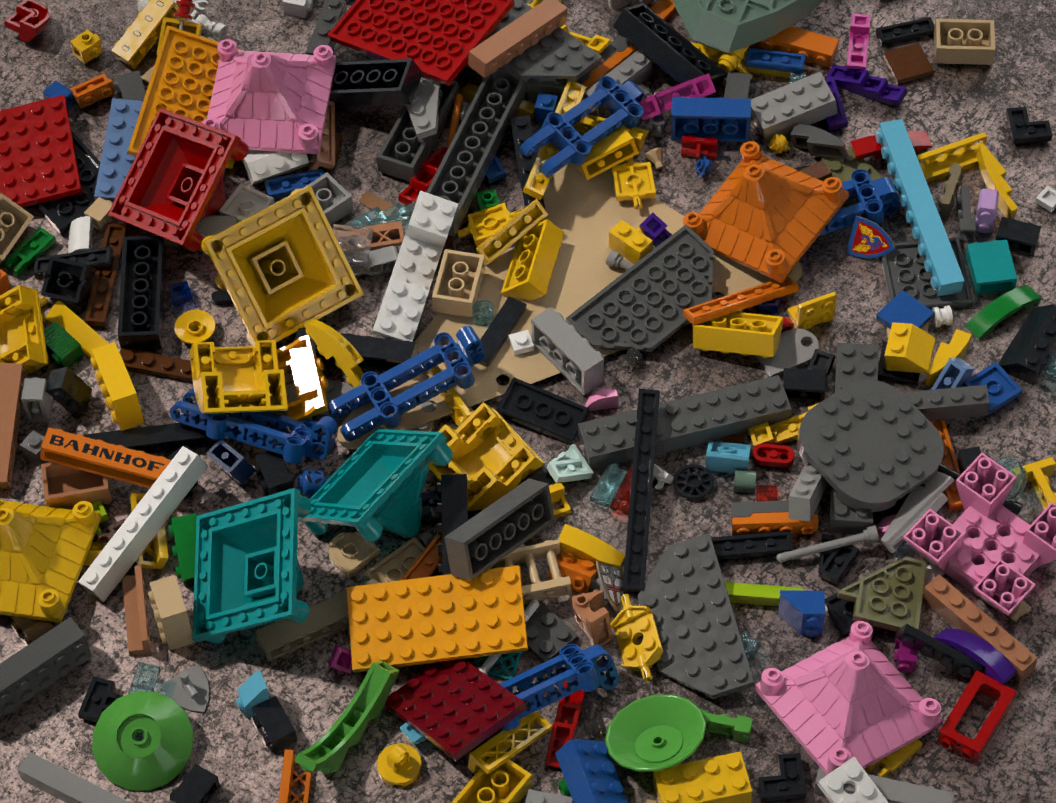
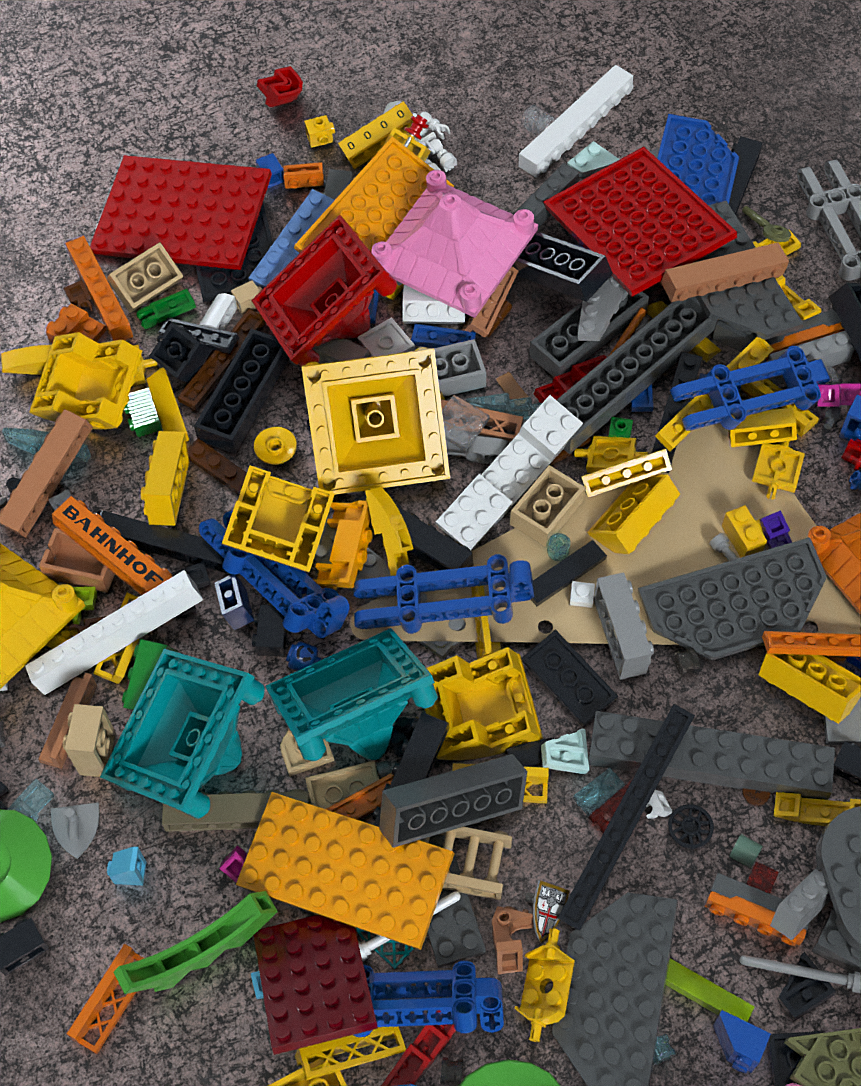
camera: 25 degrees right, 5 degrees up
(36, 400) = (89, 459): light grey brick -> none
(68, 390) = (122, 462): black brick -> none
(180, 293) = (280, 405): clear blue plate -> none
(274, 724) = (132, 907): black brick -> none
(399, 764) = (233, 1012): yellow tile -> none
(544, 105) = (724, 353): blue brick -> none
(580, 571) = (518, 875): orange bracket -> none
(588, 546) = (544, 856): yellow slope -> none
(603, 399) = (637, 691): bright pink brick -> none
(655, 156) = (813, 449): tan rock -> none
(727, 456) = (740, 814): medium azure slope -> none
(752, 545) = (720, 930): black plate -> none
(773, 455) = (789, 835): red plate -> none

